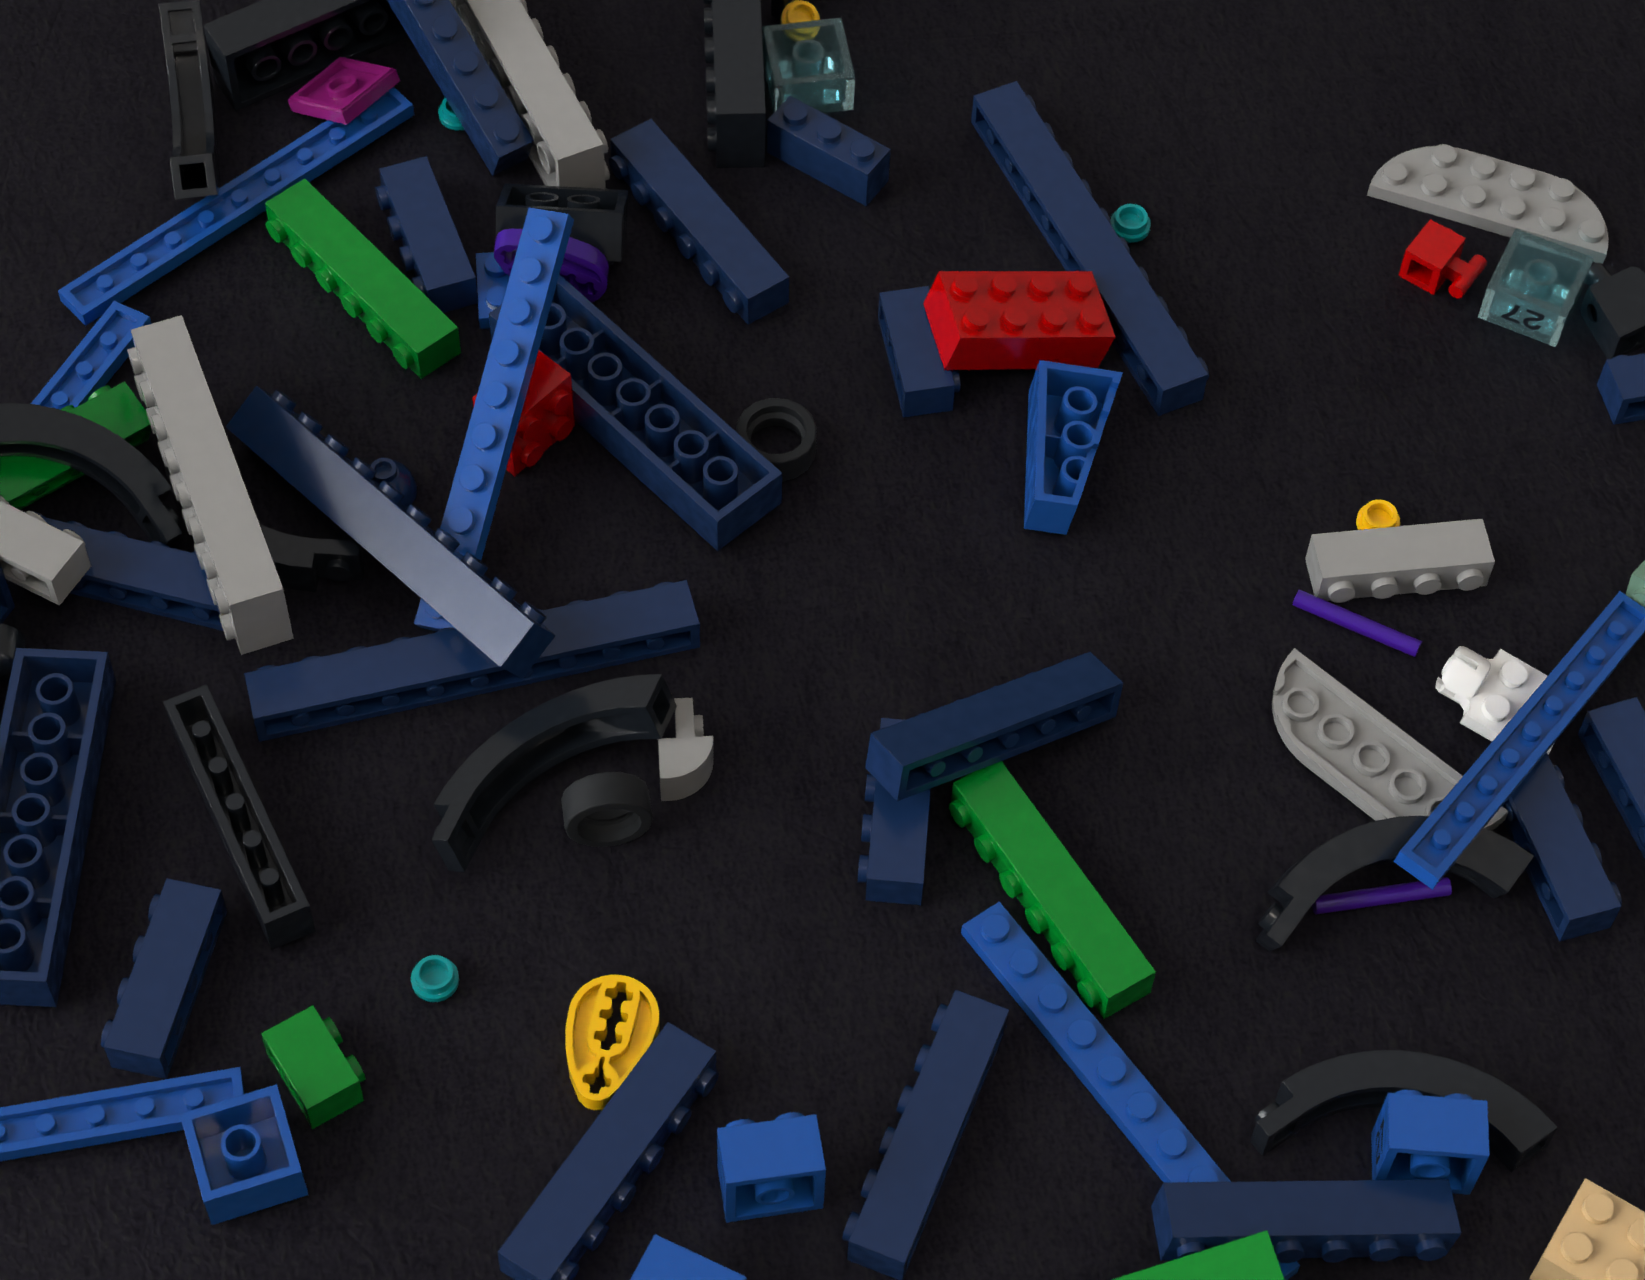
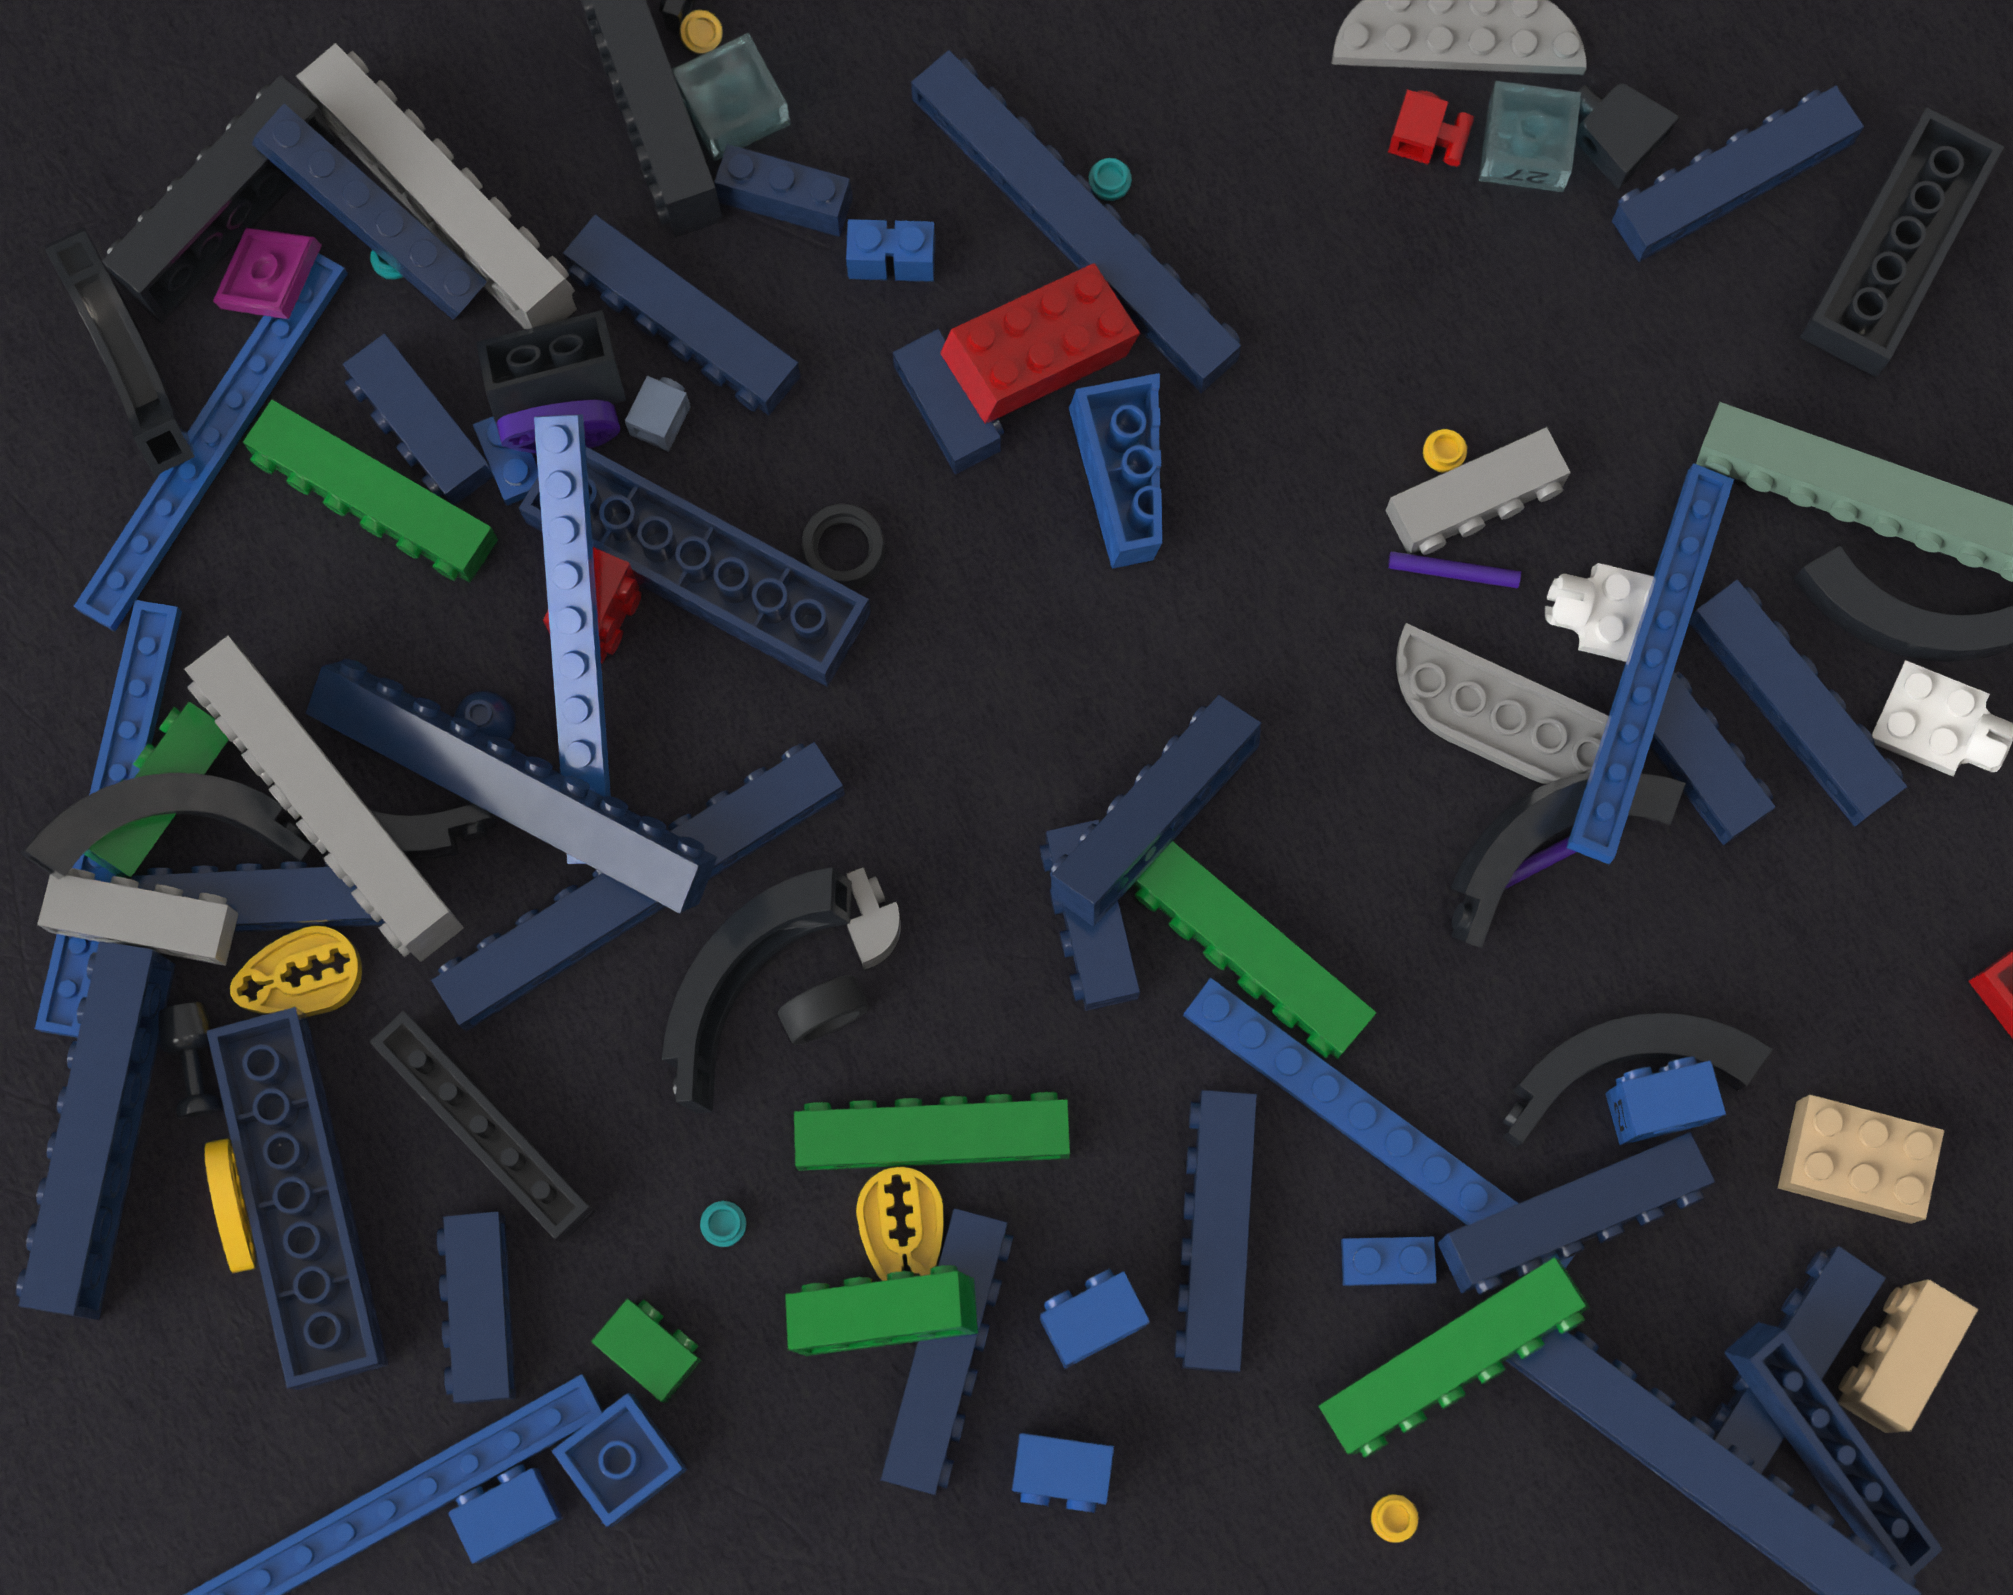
camera: 15 degrees left, 20 degrees up
(109, 1174) = (504, 1514): none -> blue piece
(130, 622) = (299, 949): none -> yellow piece
(558, 1092) = (881, 1312): none -> green brick
(646, 288) = (658, 412): none -> sand blue brick
(672, 956) = (931, 1133): none -> green brick
(926, 220) = (910, 244): none -> blue piece
(1095, 1220) = (1388, 1261): none -> blue piece

